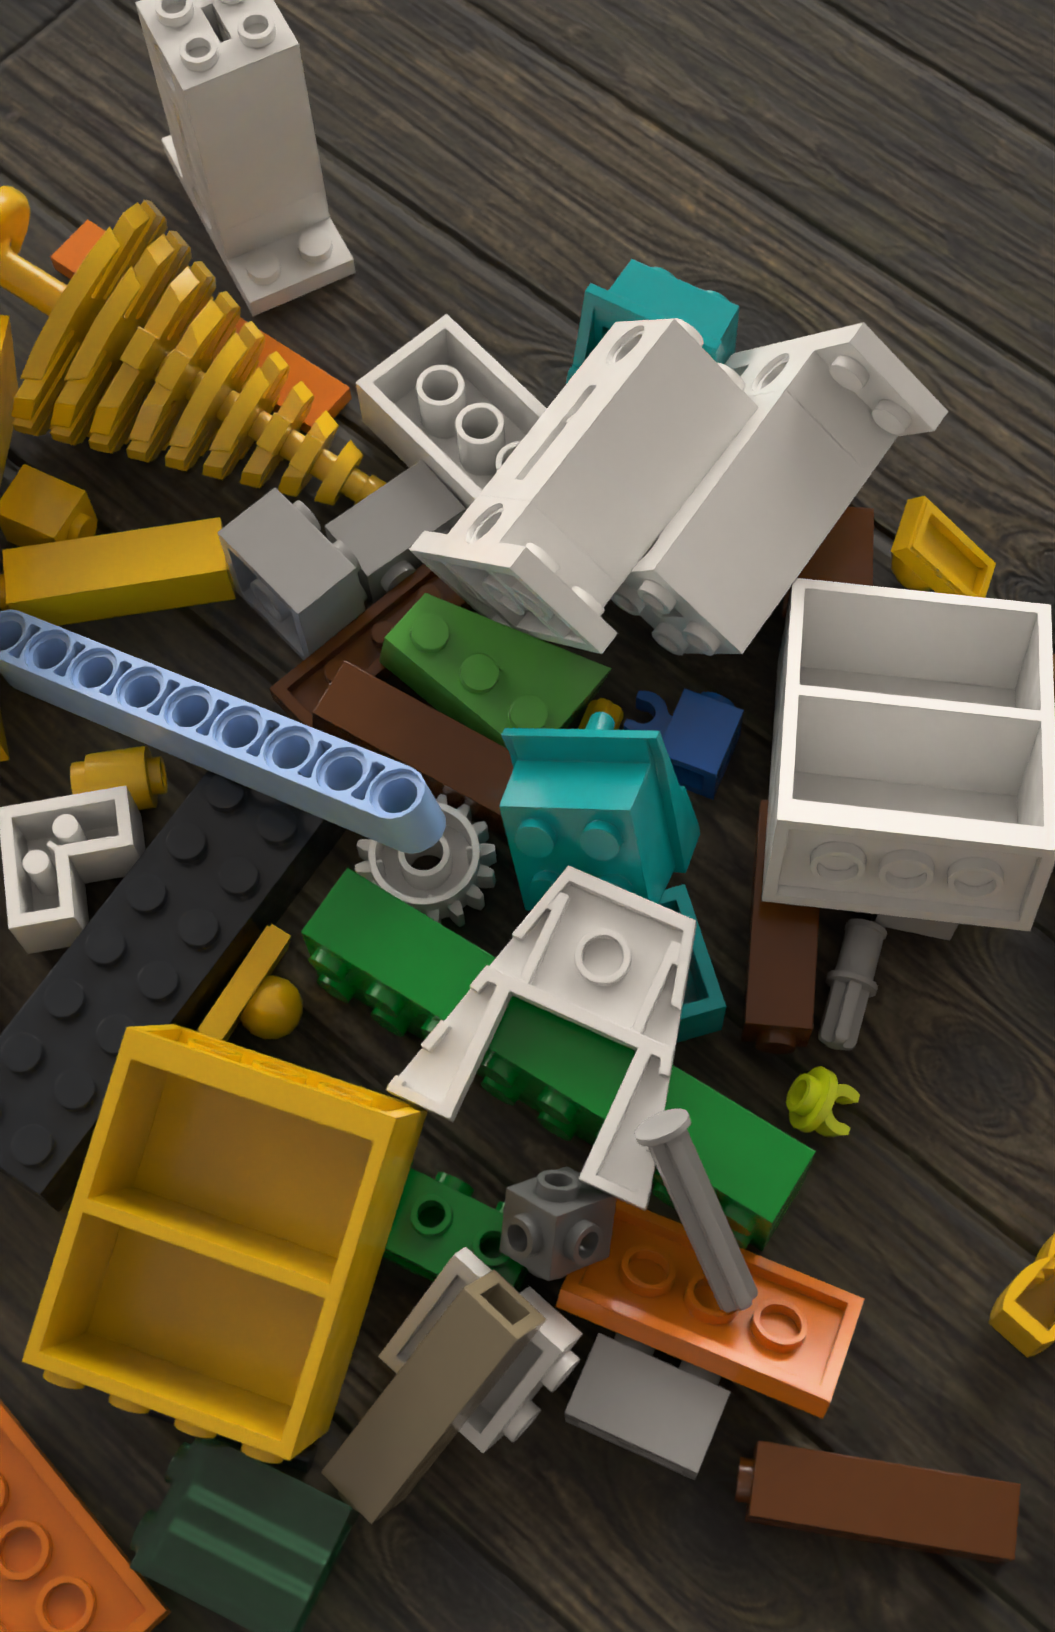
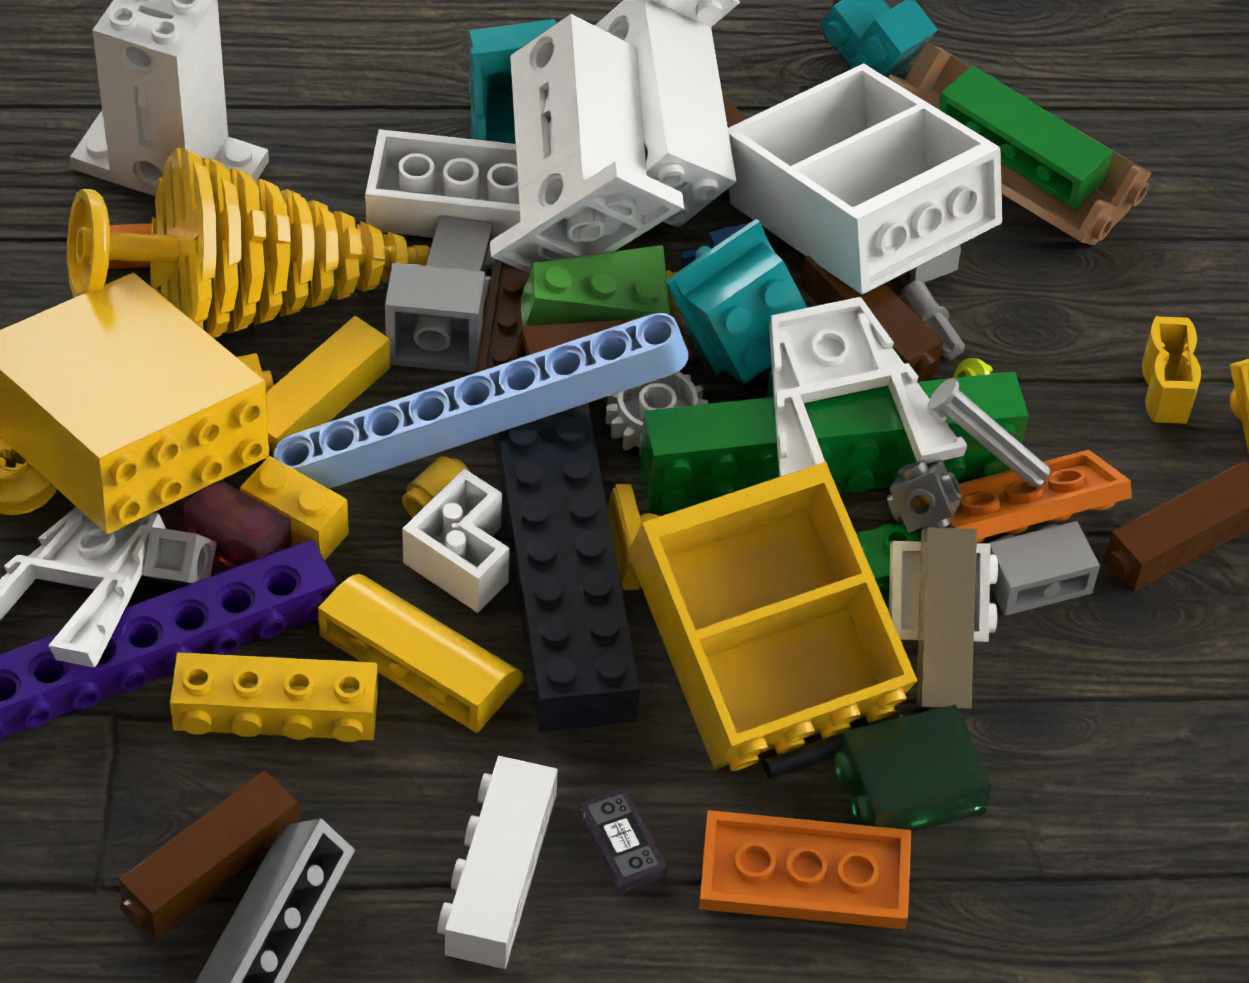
camera: 50 degrees left, 15 degrees down
(937, 554) = (762, 87): yellow tile -> none

